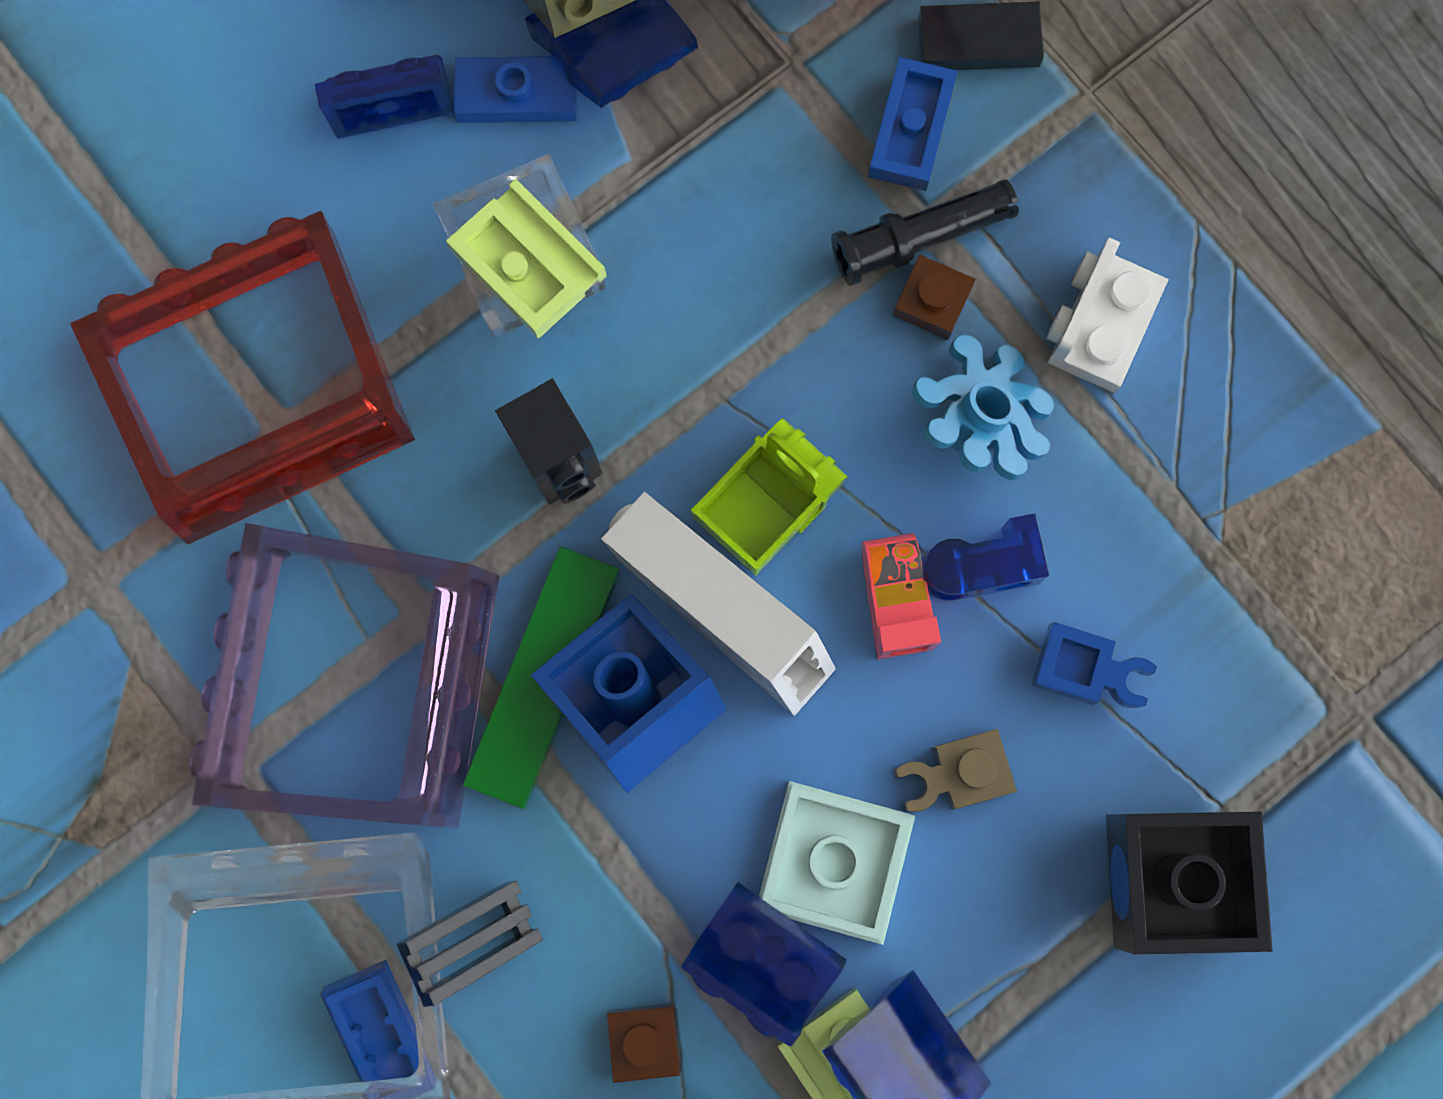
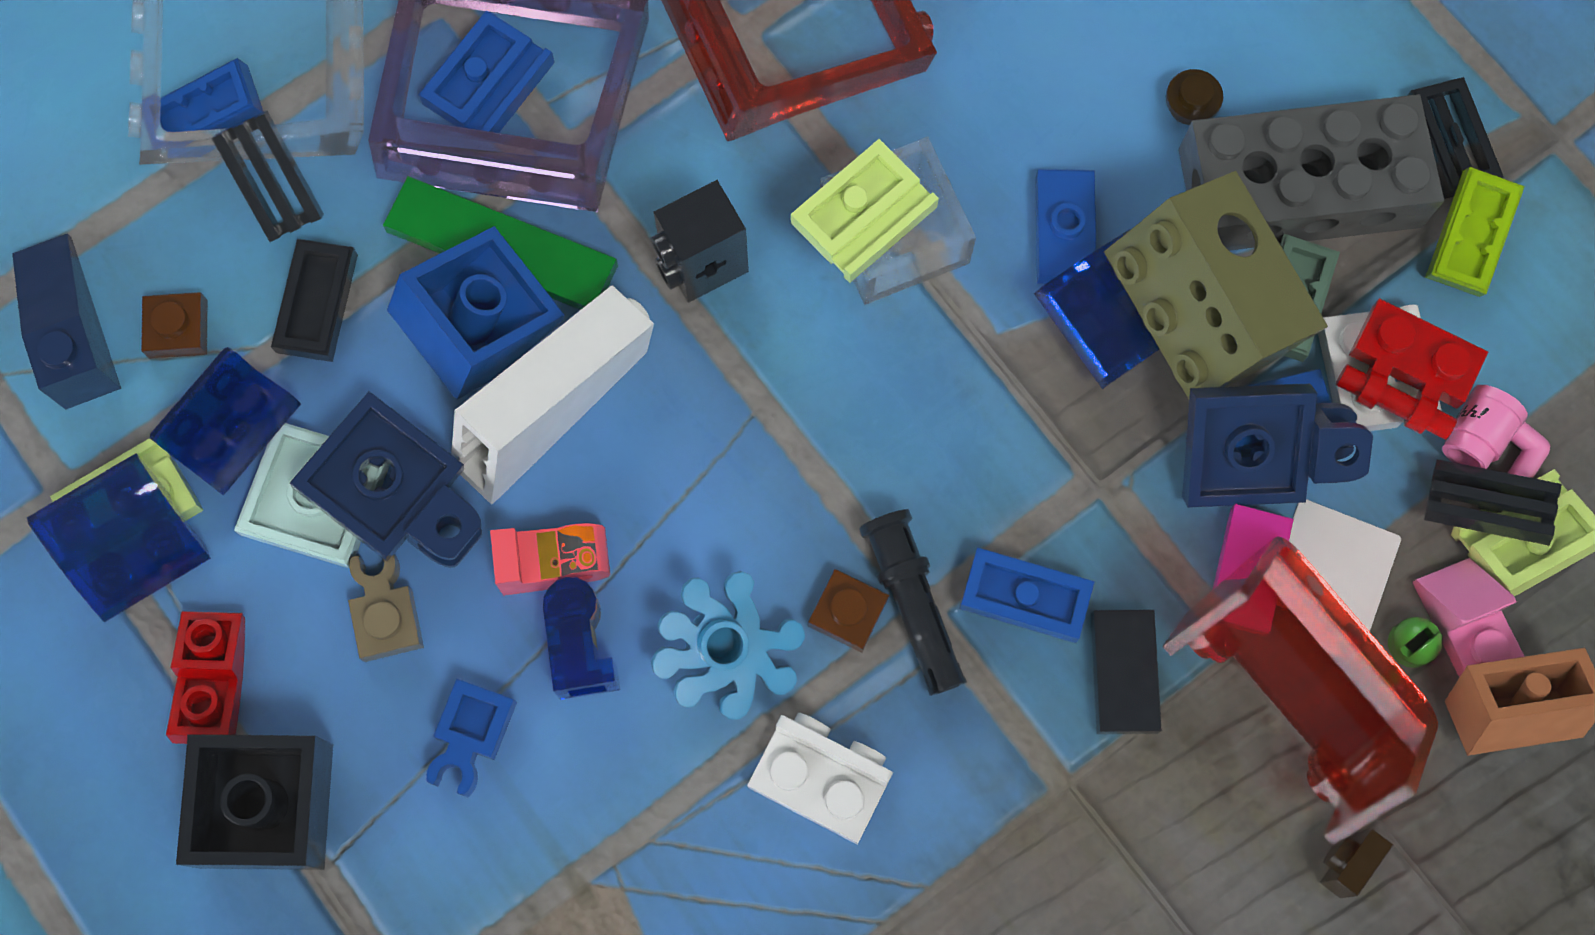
camera: 90 degrees right, 5 degrees down
(341, 704) = (487, 76): none -> blue plate
(385, 96) = (1054, 107): clear blue bracket -> none
(609, 882) = (314, 300): none -> black tile
(769, 496) = (653, 443): lime piece -> none
(853, 742) = (415, 503): none -> dark blue plate
(1045, 958) = (208, 673): none -> red slope

